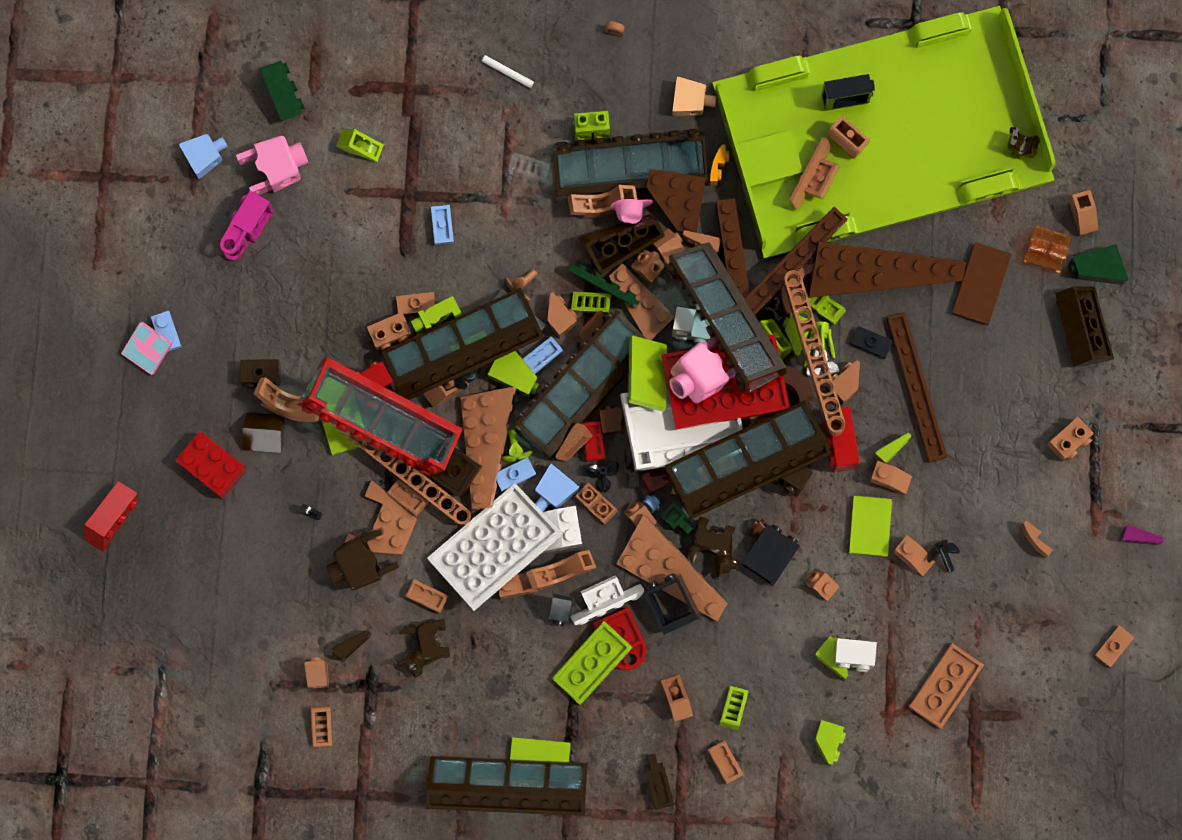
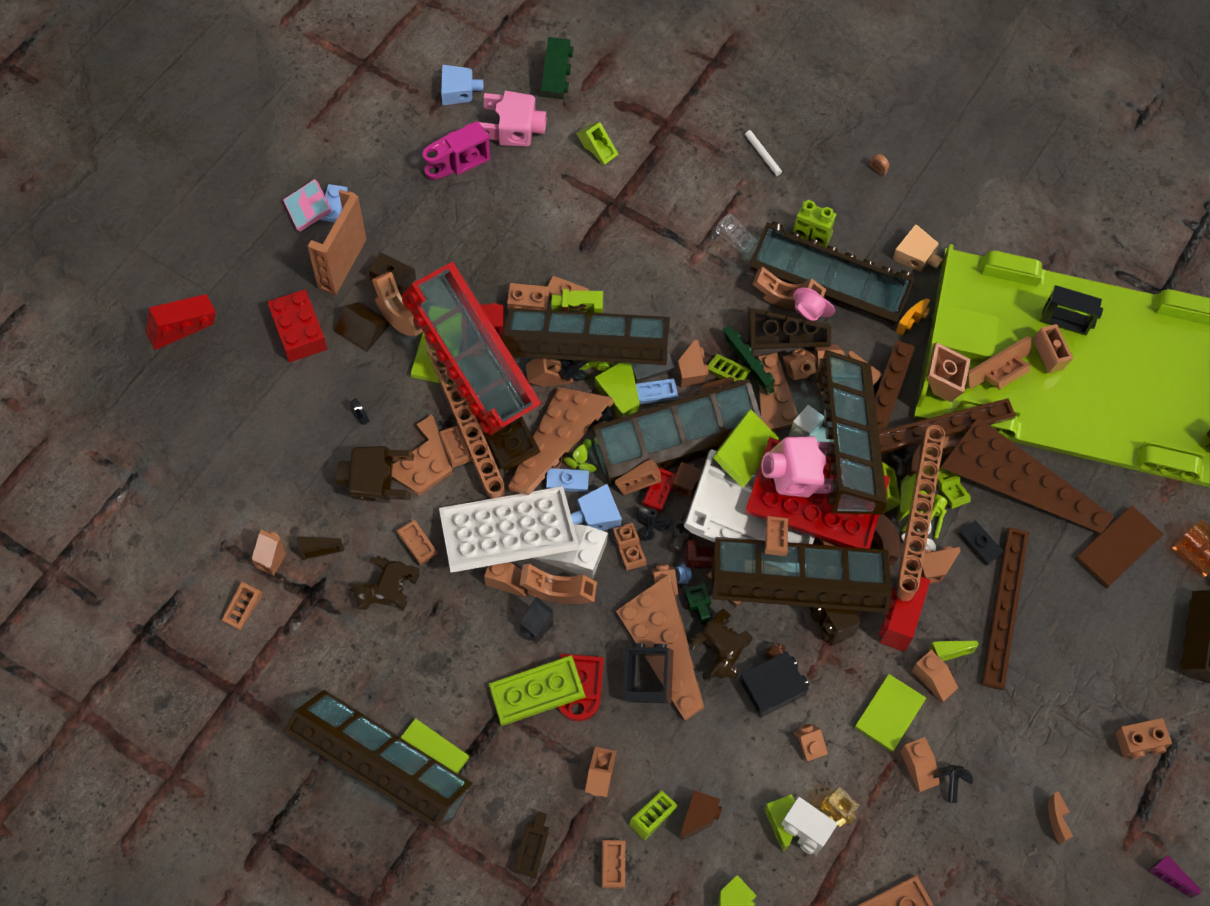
camera: 25 degrees right, 15 degrees down
(209, 404) = (341, 247): none -> nougat panel
(442, 225) = (630, 240): light blue plate -> none
(521, 282) = (676, 321): nougat plant -> none
(604, 597) = (585, 633): white bracket -> none
(678, 196) = (861, 319): reddish brown plate -> none
(713, 439) = (776, 536): none -> nougat plate
(769, 687) = (700, 814): none -> reddish brown slope
(774, 210) = (947, 372): none -> nougat slope
(870, 618) = (839, 807): none -> clear yellow brick

